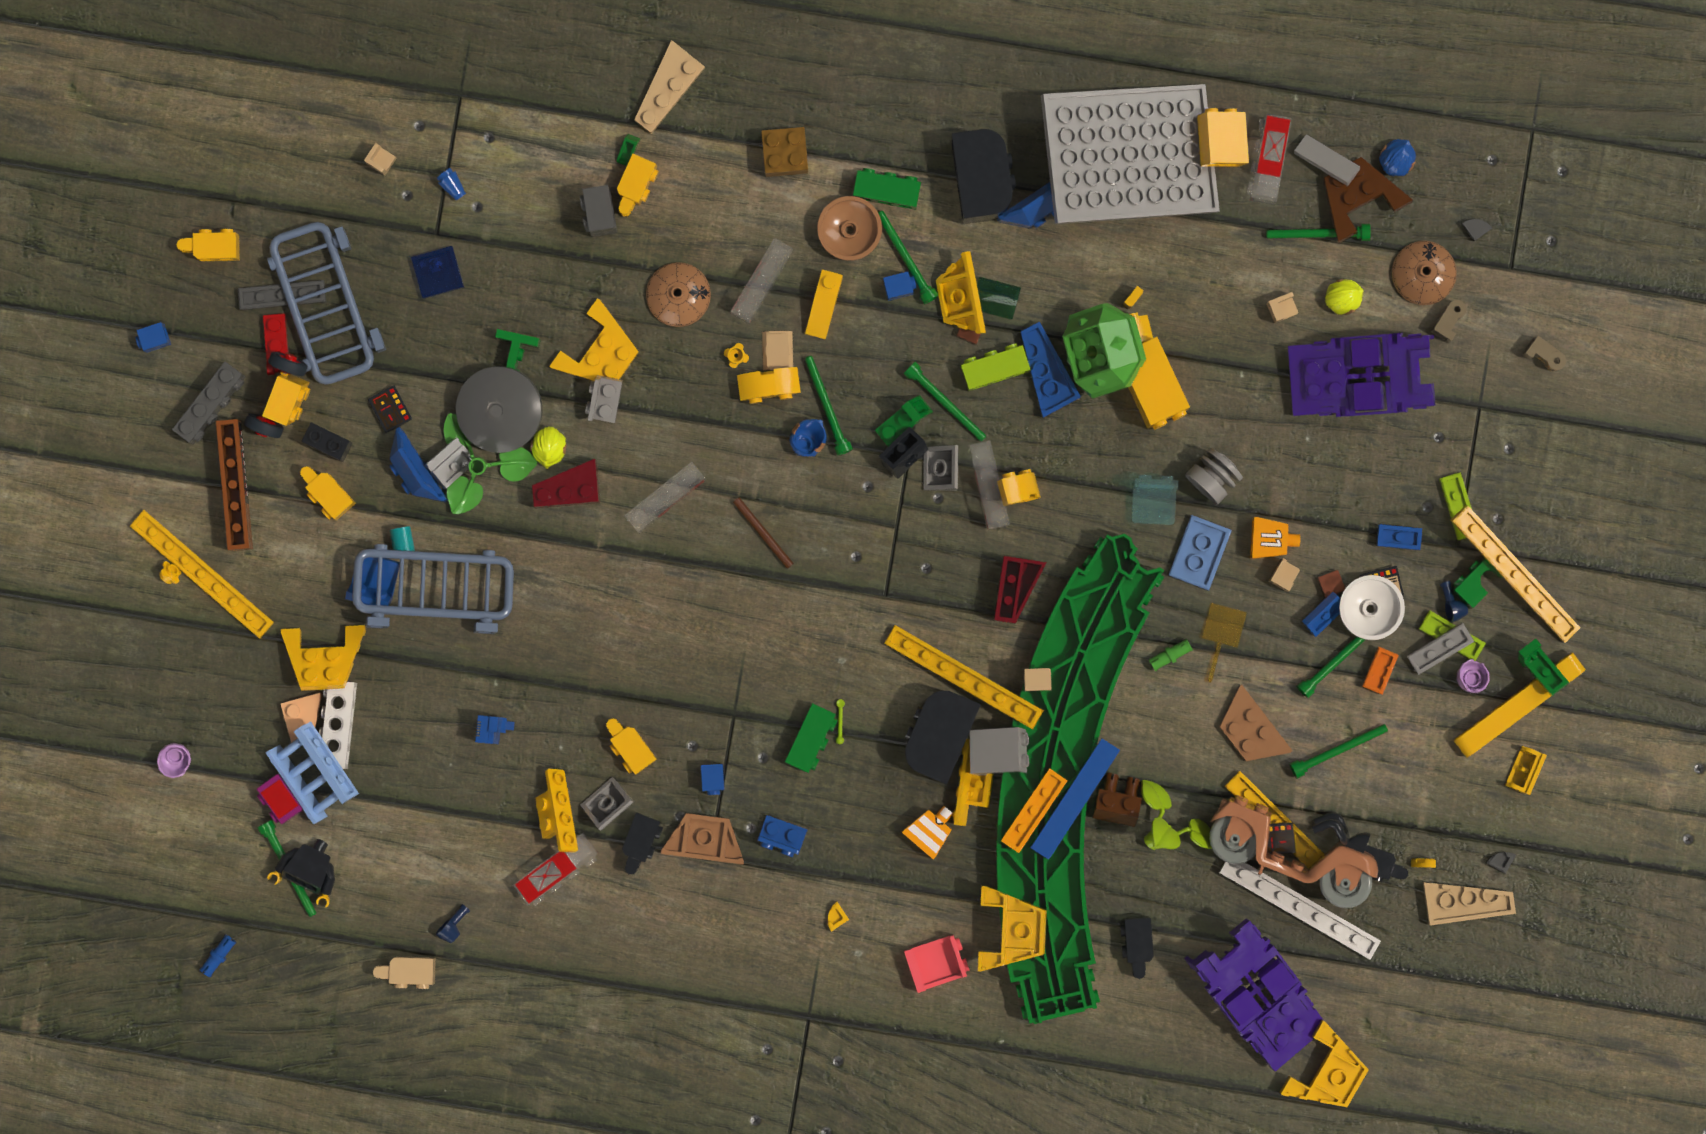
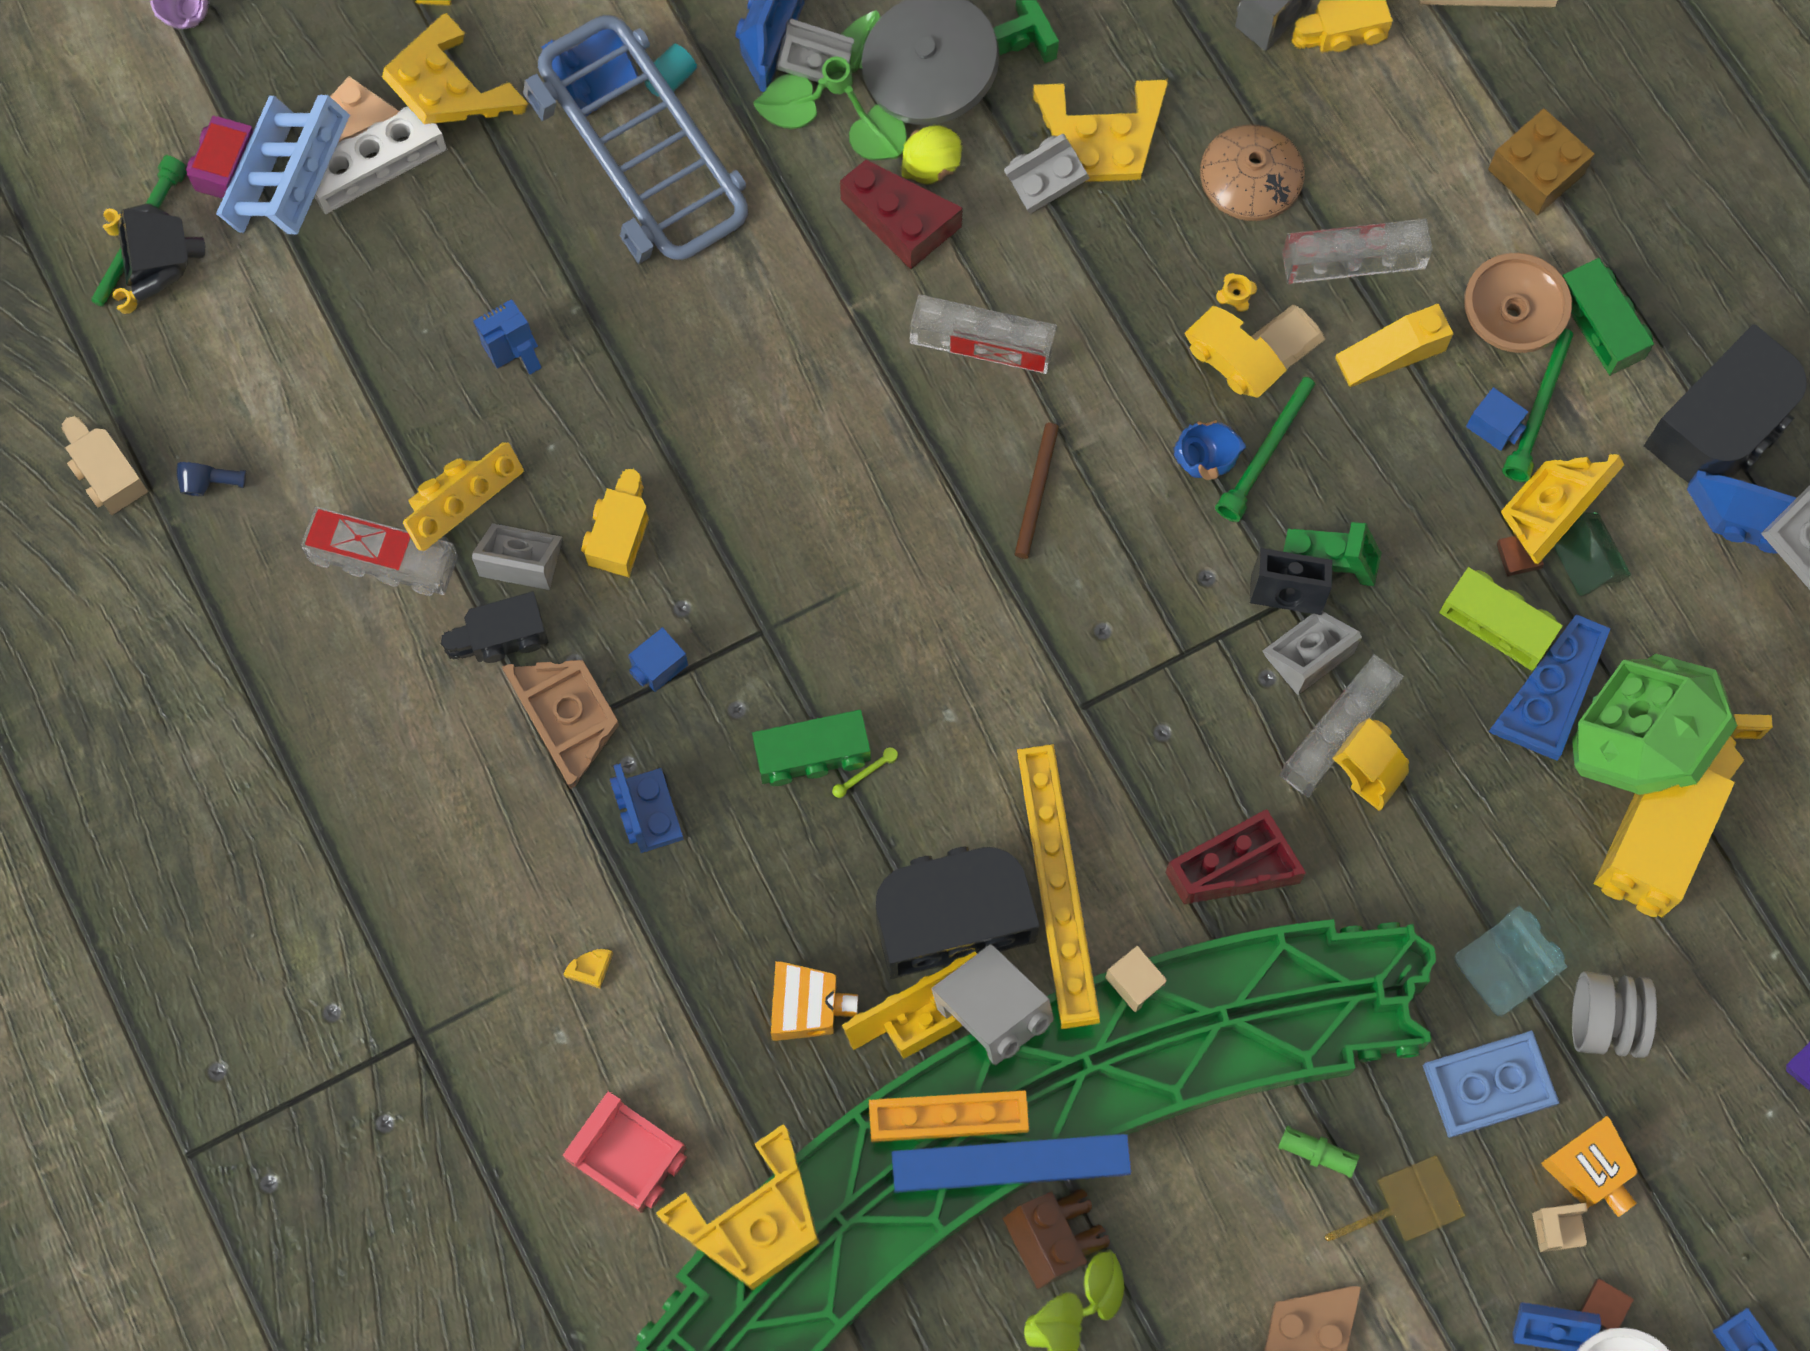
camera: 50 degrees right, 15 degrees down
(915, 373) = (1405, 522): green piece -> none

